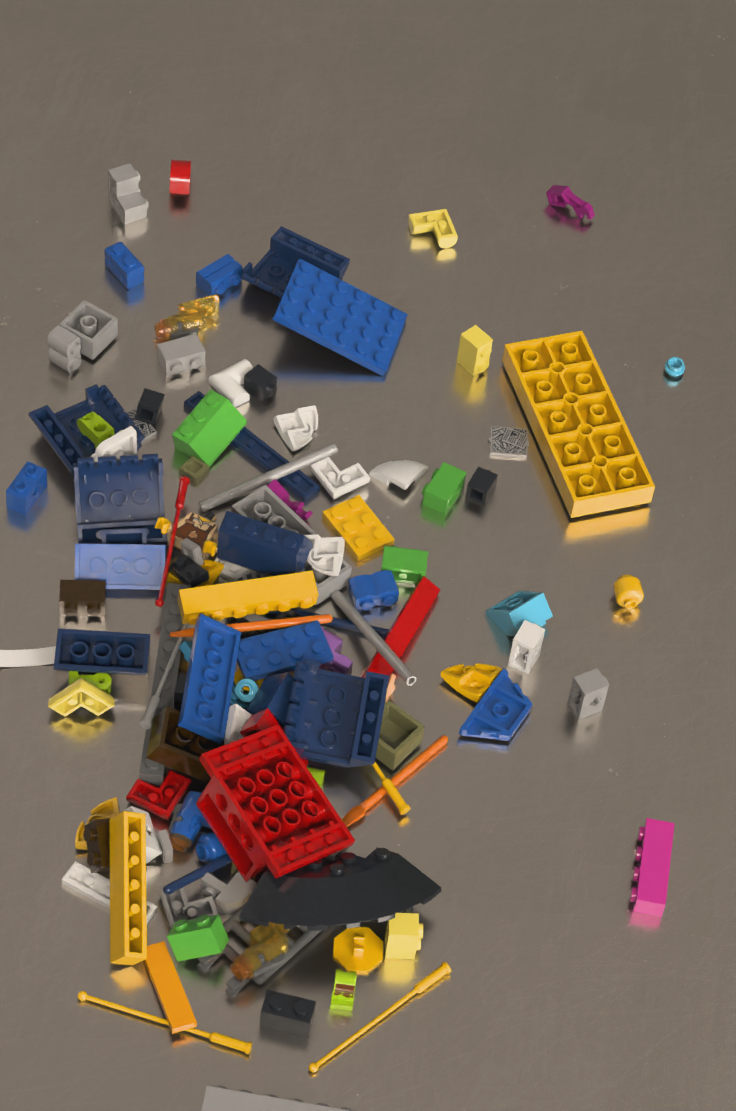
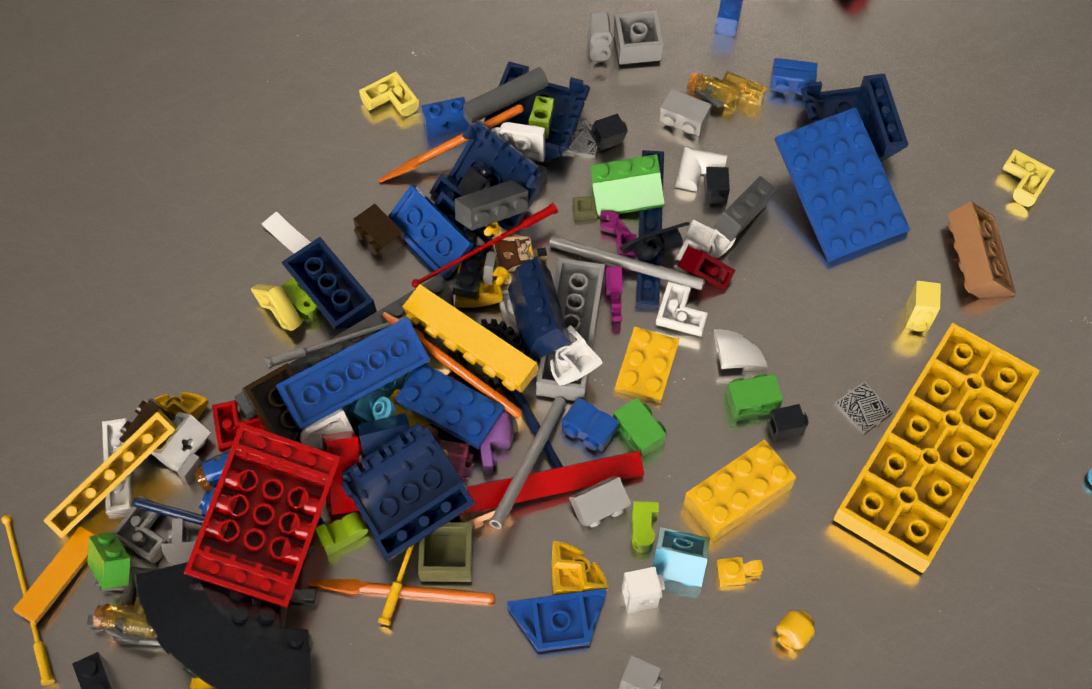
camera: 55 degrees right, 10 degrees up
(46, 534) = (442, 148): none -> orange piece
(63, 434) = (505, 95): none -> dark grey brick
(113, 507) = (476, 179): none -> black brick
(151, 507) = (491, 205): none -> dark grey brick
(230, 462) = (616, 226): none -> magenta piece
(278, 445) = (661, 241): none -> black panel
(301, 380) = (745, 208): none -> dark grey brick
(320, 436) = (706, 267): none -> dark red slope
(438, 624) = (600, 501): none -> light grey brick
(463, 294) = (980, 252): none -> medium nougat slope
(476, 617) = (642, 532): none -> lime leg
(505, 547) = (739, 490): none -> yellow brick
(556, 594) = (733, 571): none -> yellow plate

